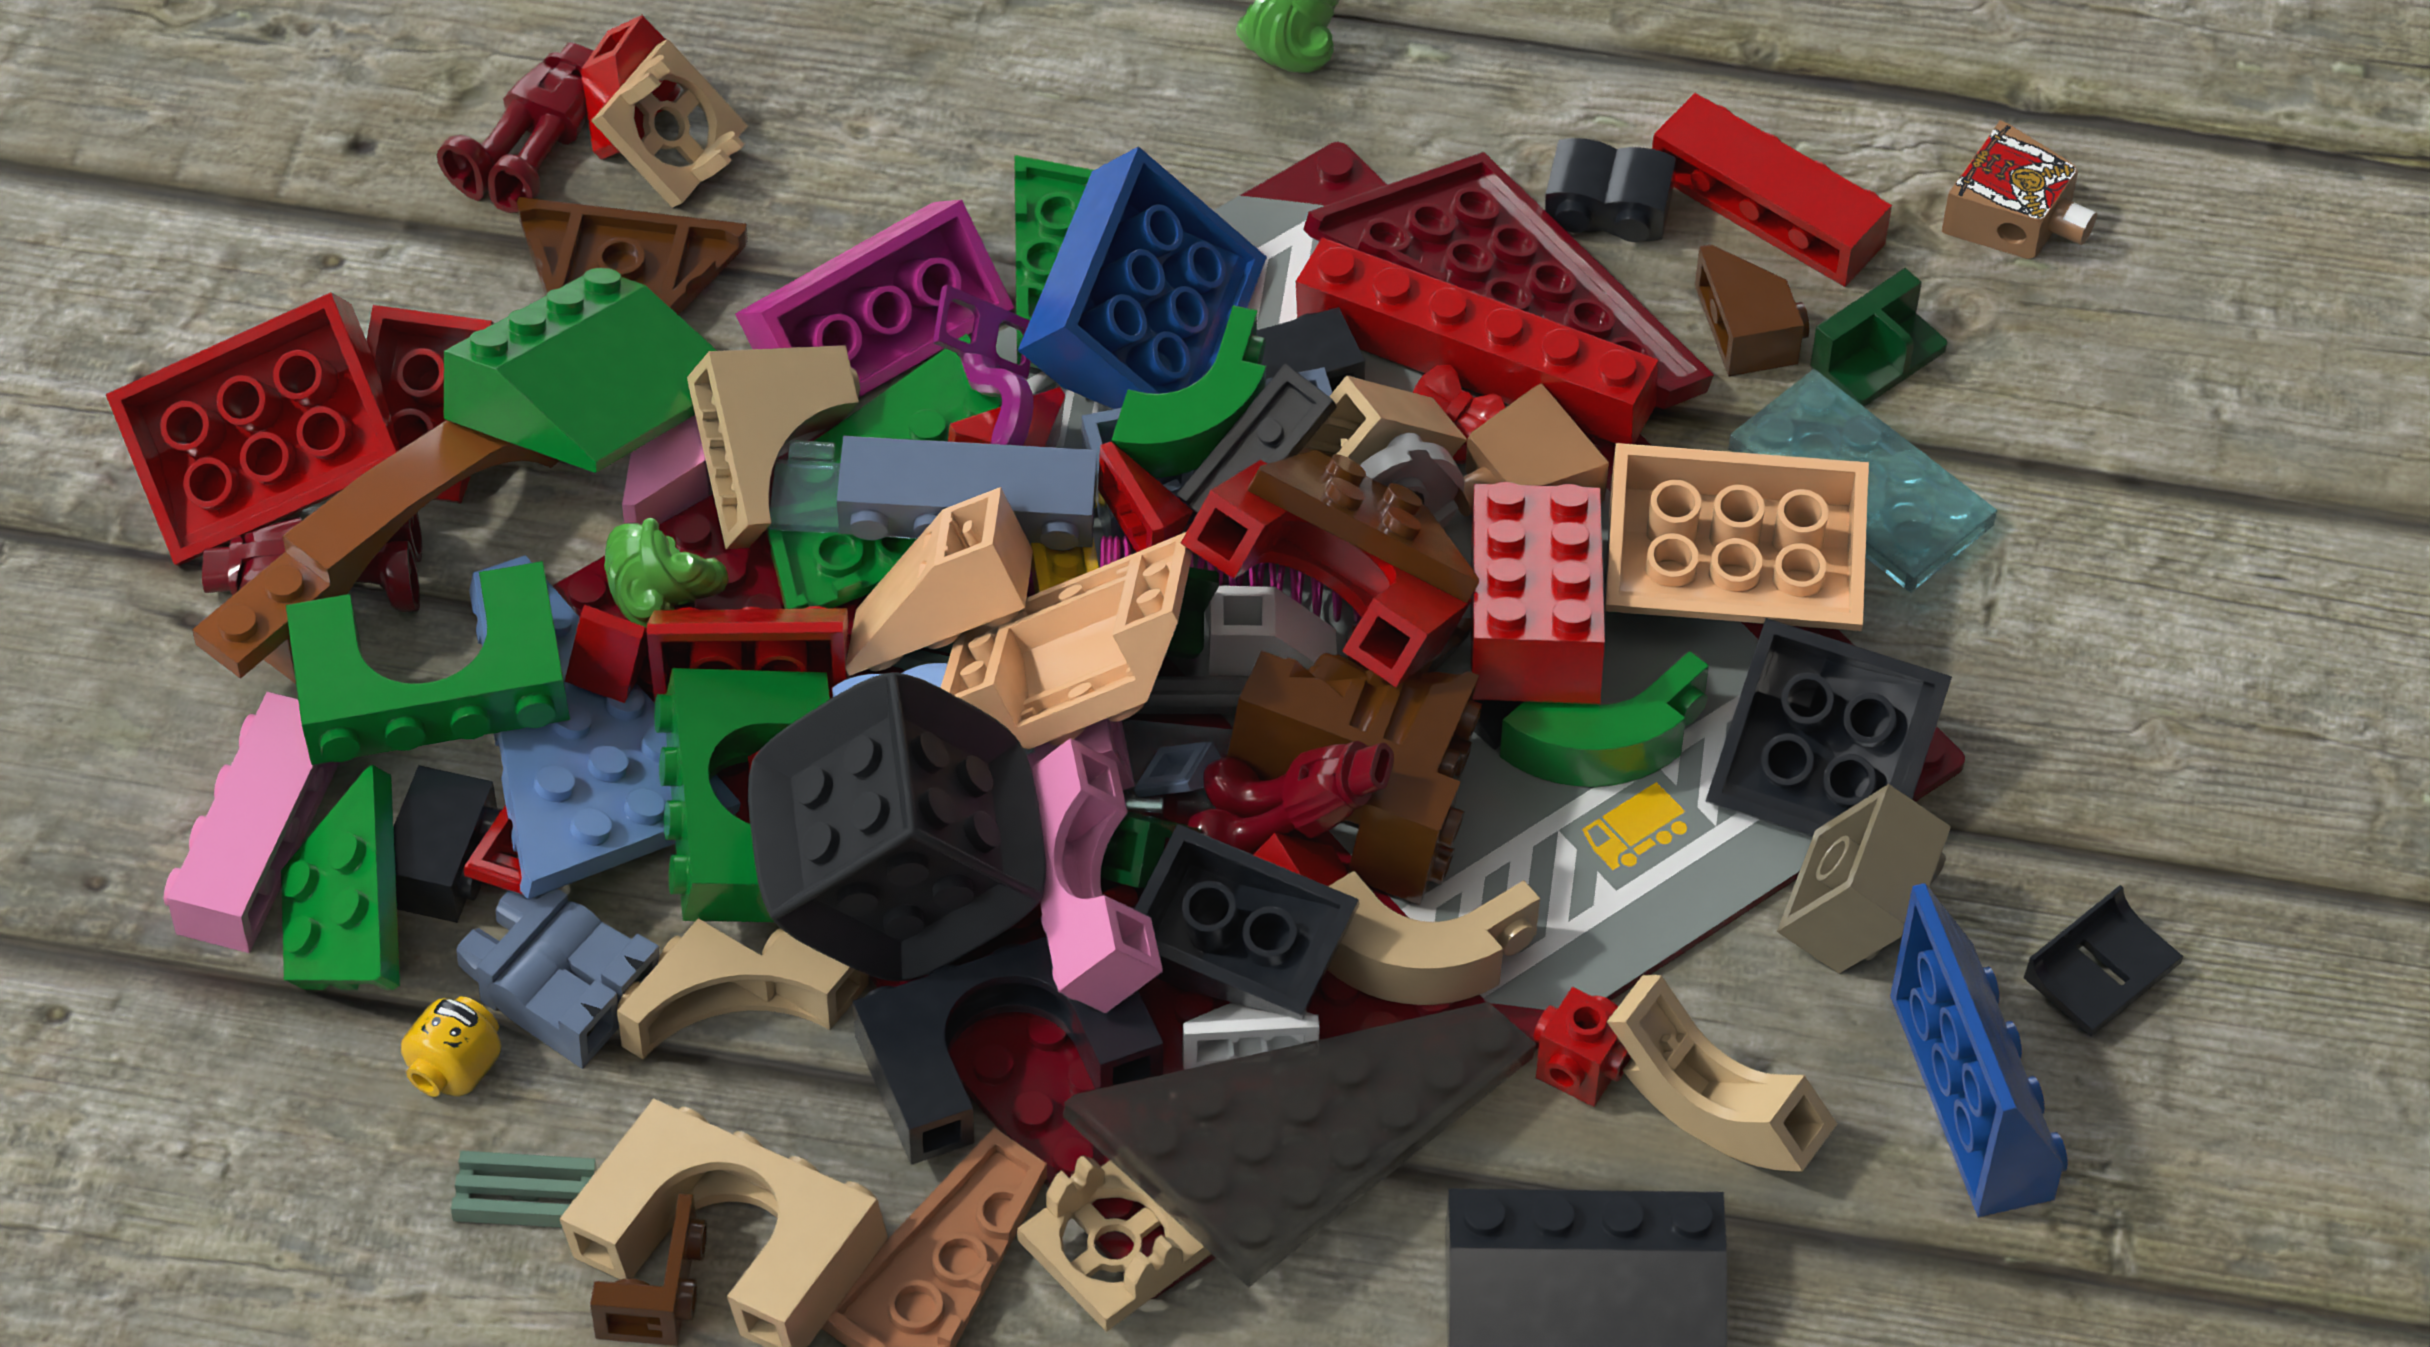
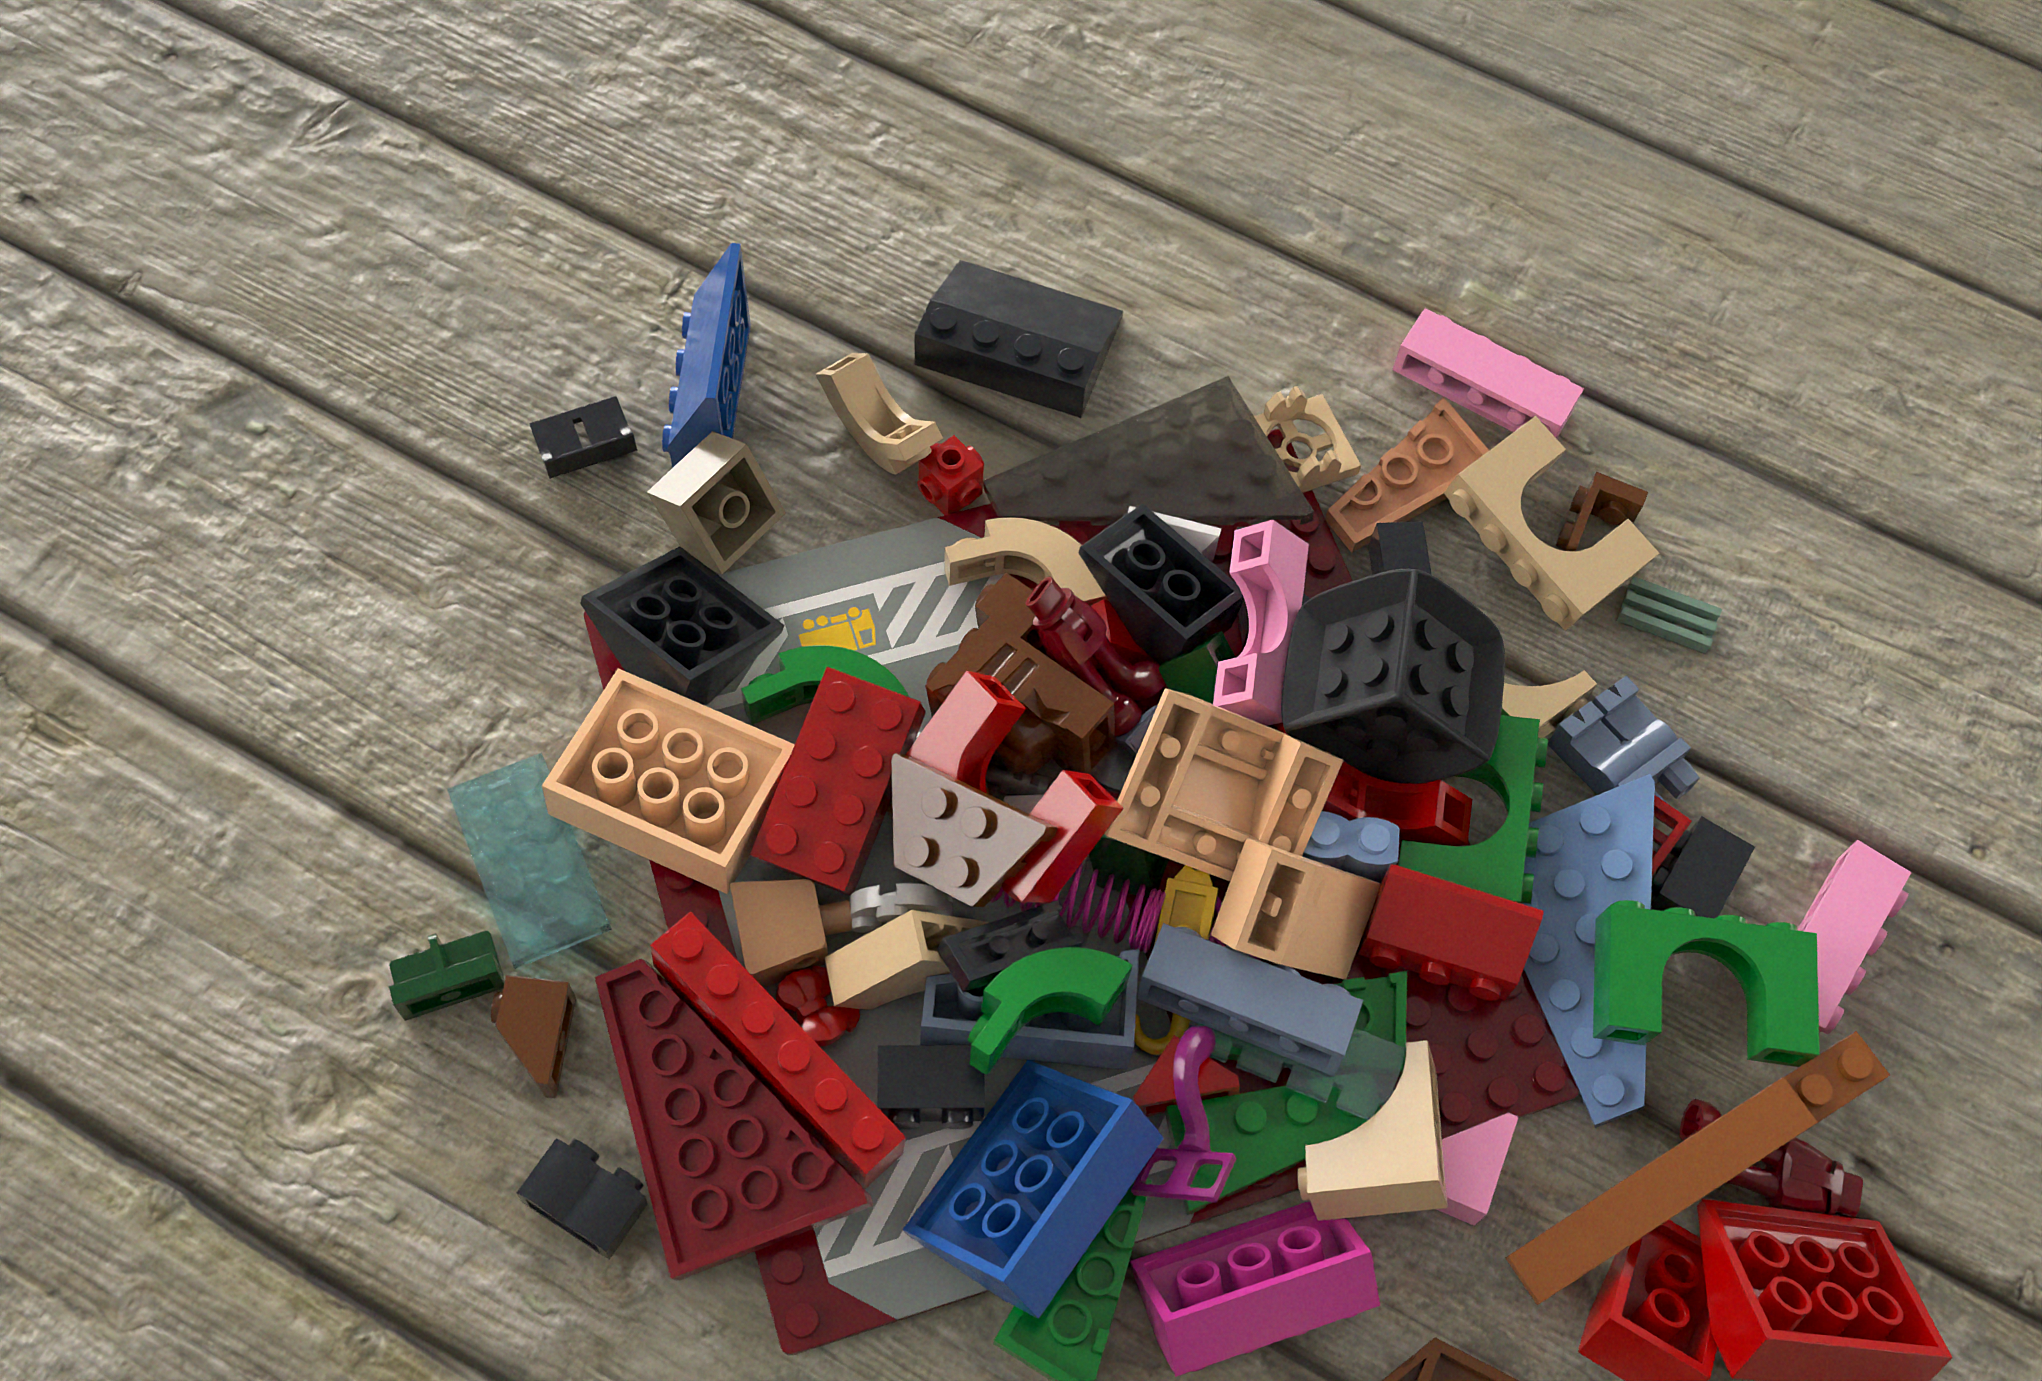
camera: 165 degrees left, 10 degrees up
(343, 895) = (1779, 834): green wing -> none
(451, 1047) = (1709, 719): yellow head -> none
(577, 372) = (1529, 1235): green slope -> none
(607, 654) = (1549, 979): red slope -> none
(652, 574) = (1500, 1034): bright green hair -> none
(1138, 500) = (1113, 920): red slope -> none
(1773, 190) = (449, 1155): red brick -> none
(2016, 196) = (250, 1075): torso -> none

